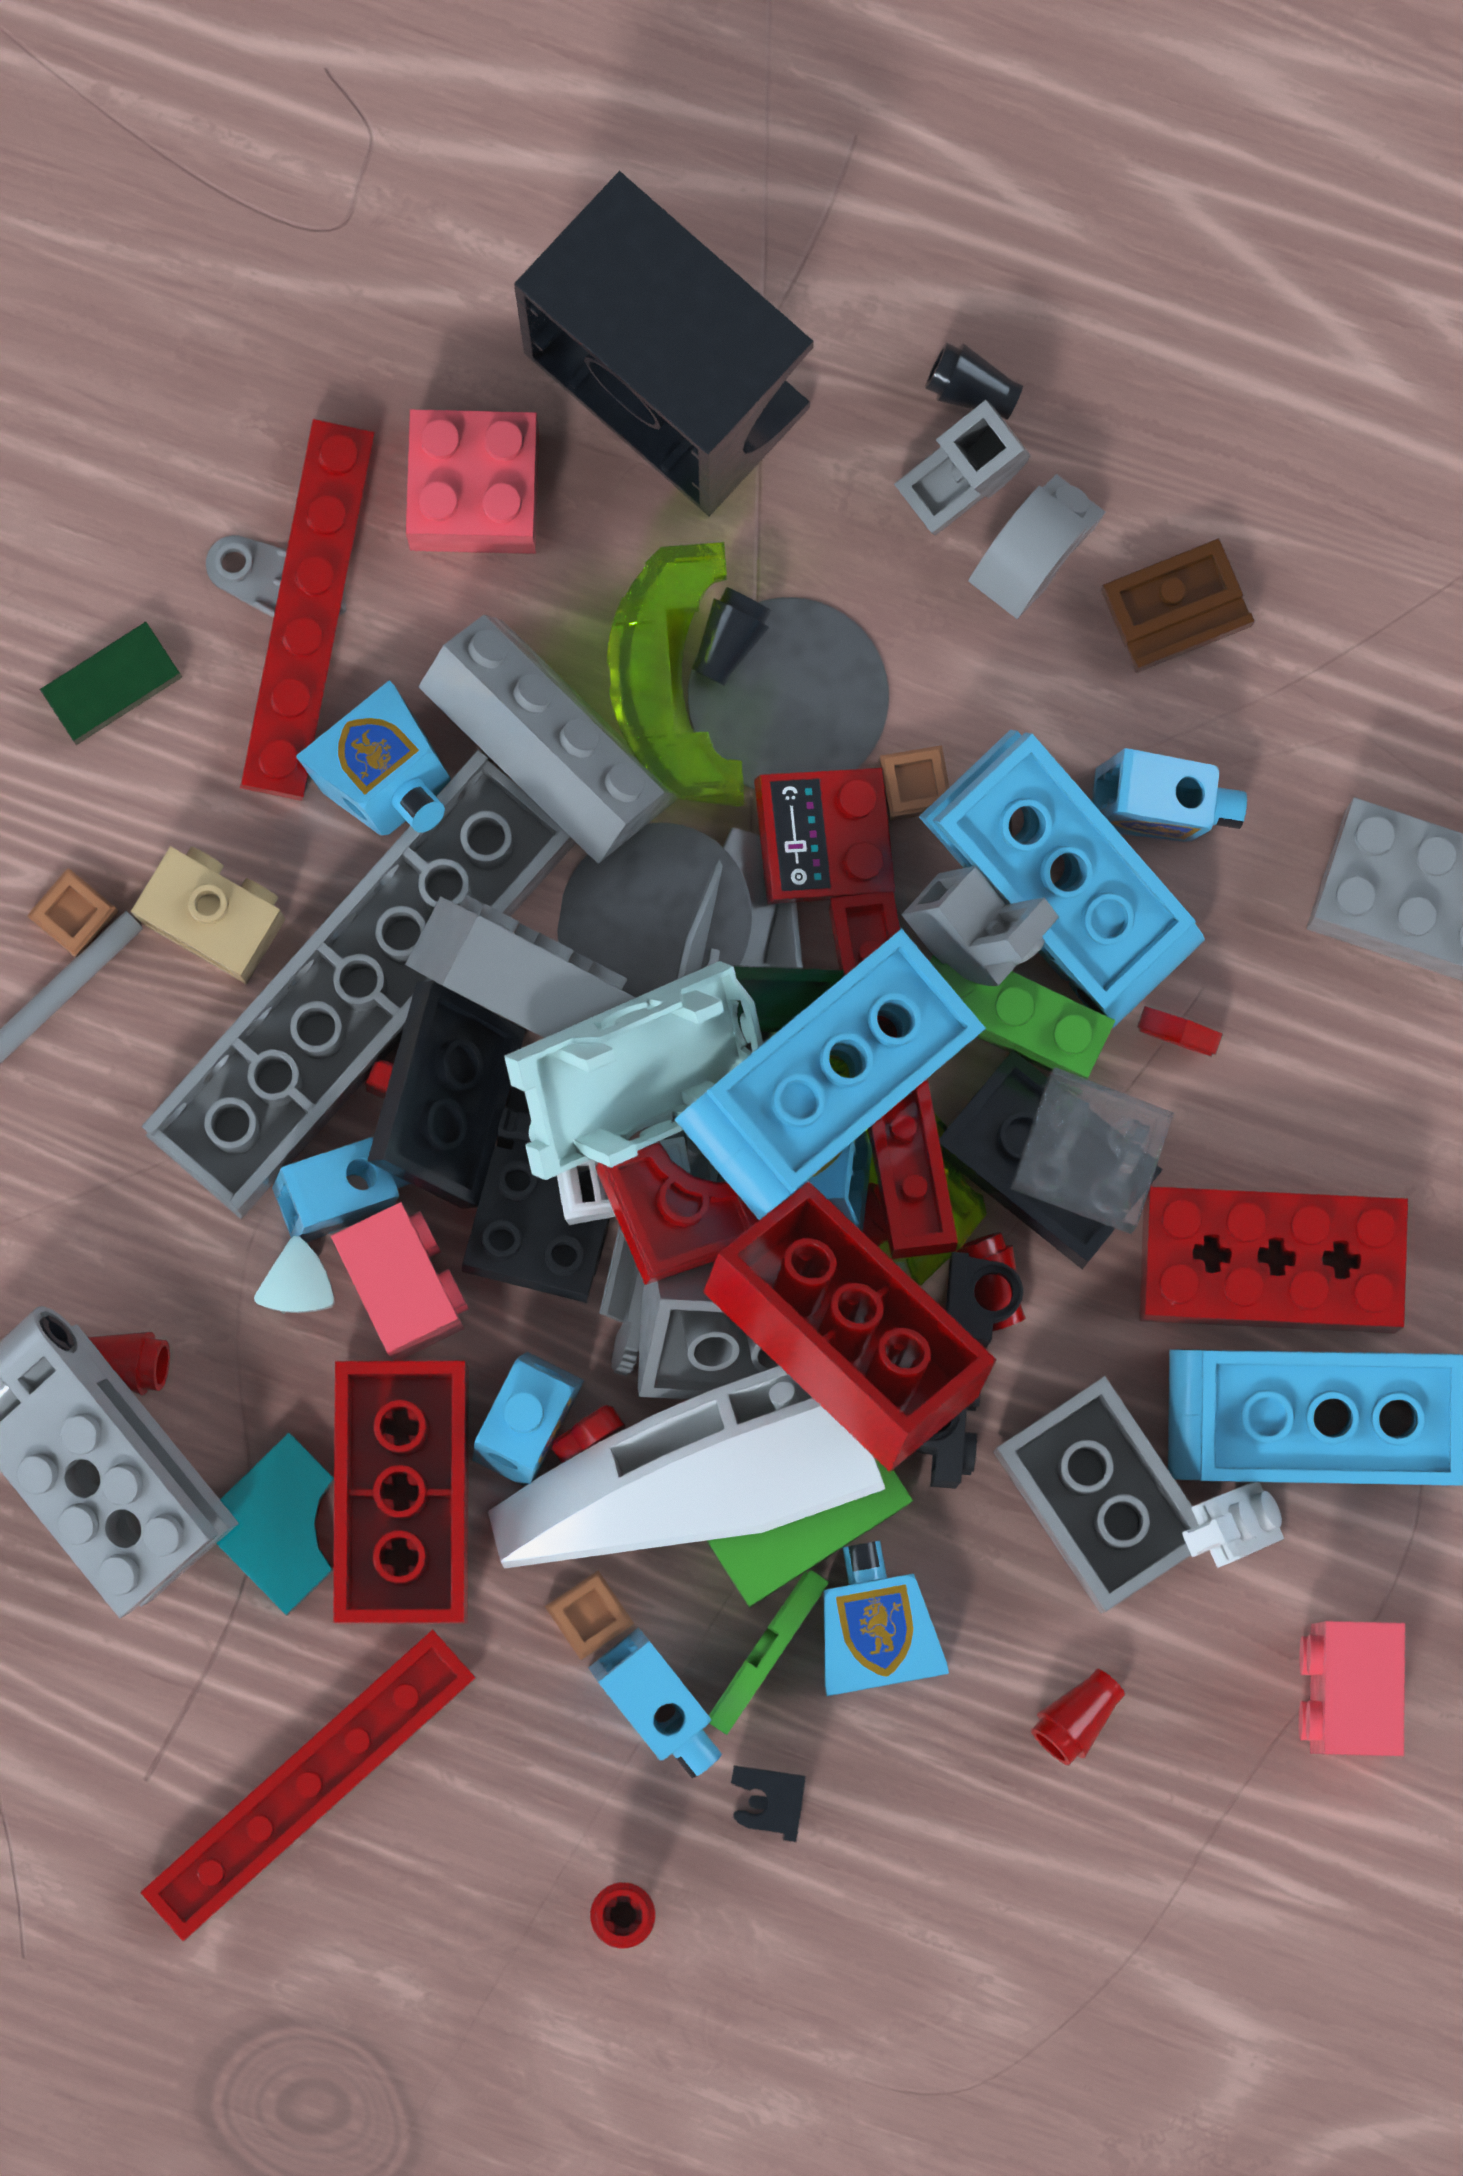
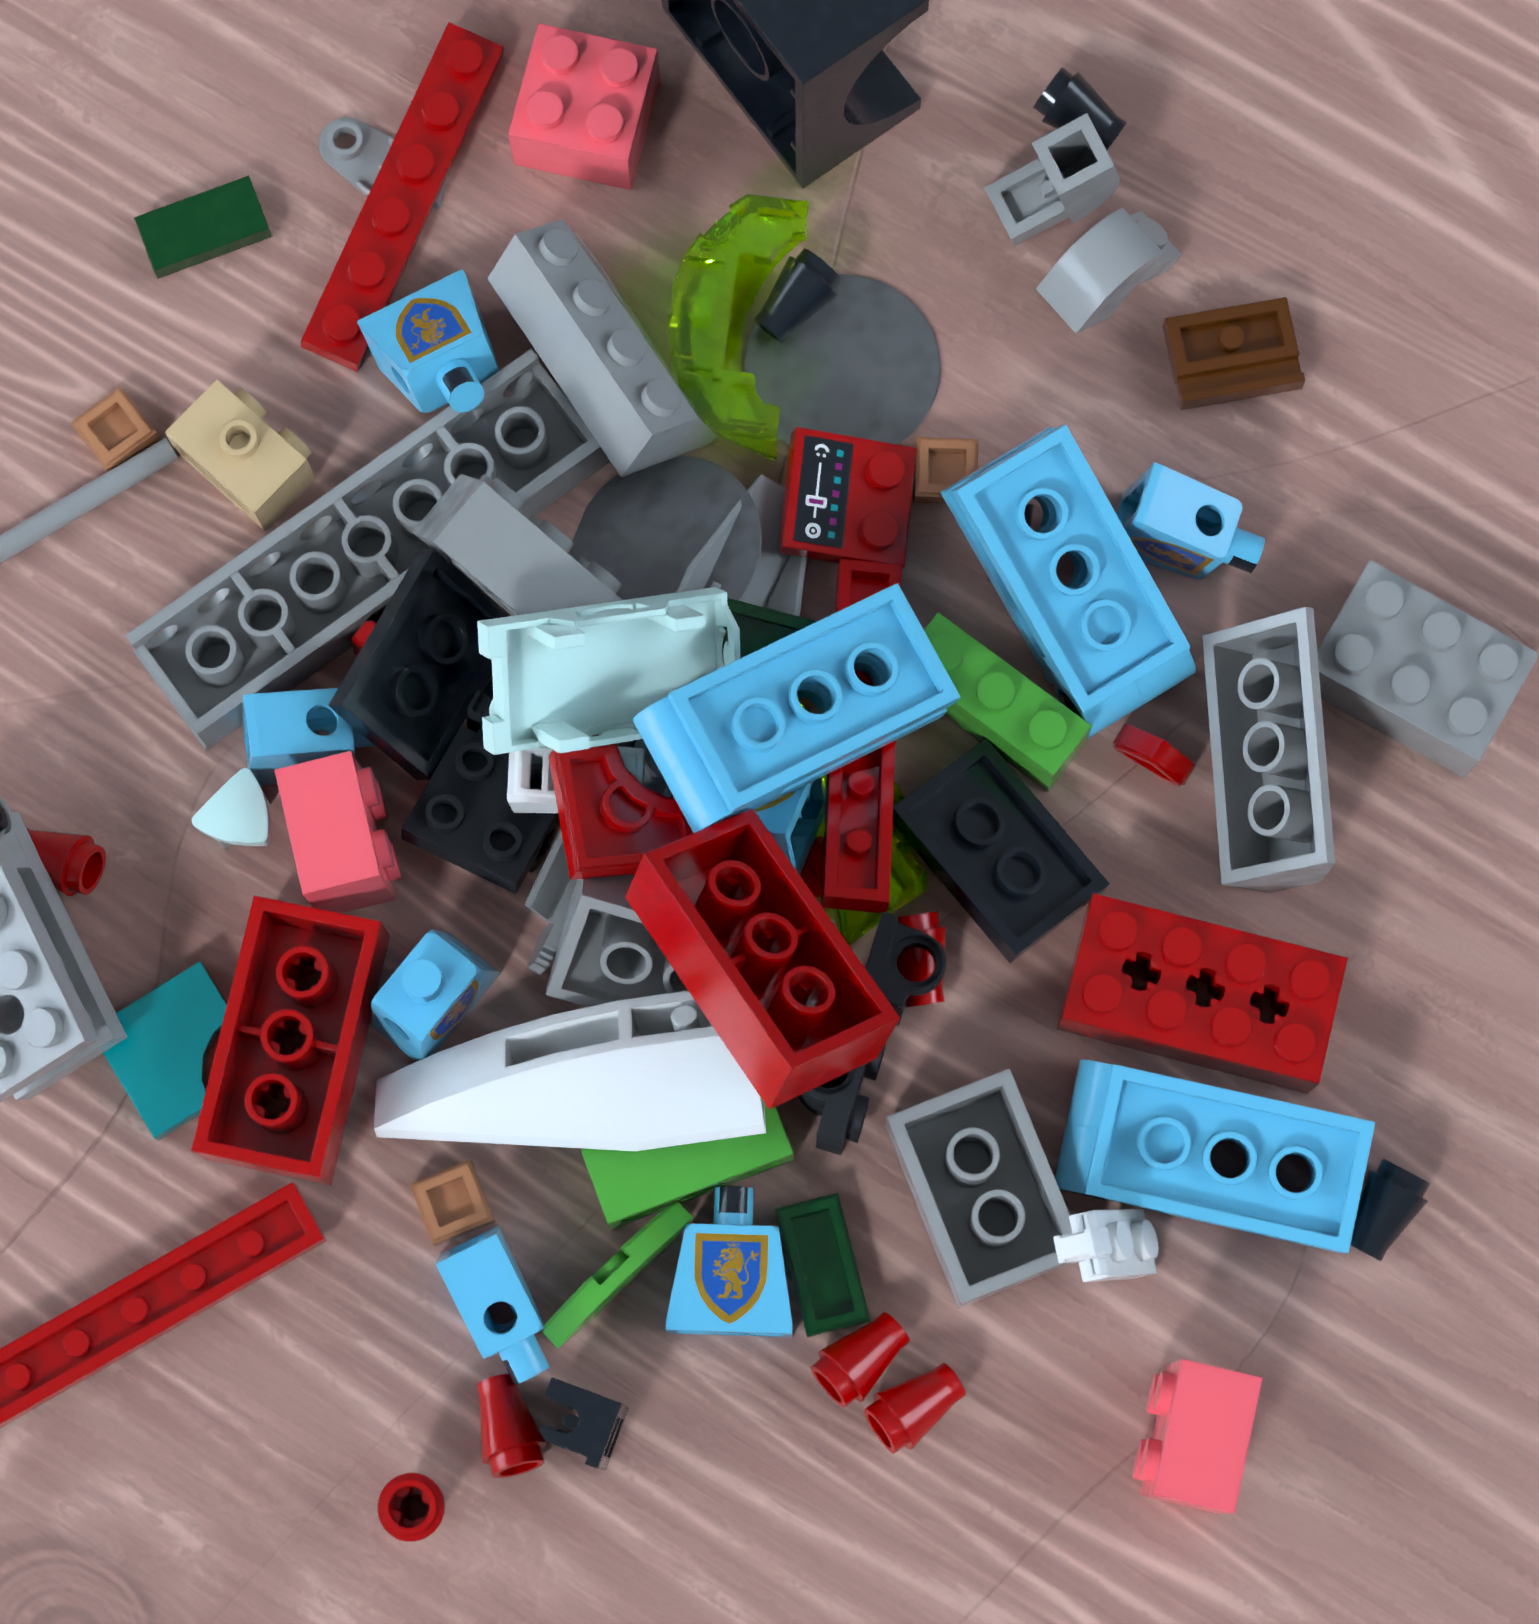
camera: 15 degrees right, 5 degrees down
(587, 1433) = (488, 1019): red tile -> none
(694, 1821) = (508, 1430): none -> red cone
(961, 1599) = (822, 1265): none -> dark green tile
(974, 929) = (970, 605): light grey brick -> none
(1015, 1684) = (858, 1360): none -> red cone
(1092, 1150) = (1043, 847): clear plate -> none
(1292, 1011) = (1269, 753): none -> light grey slope

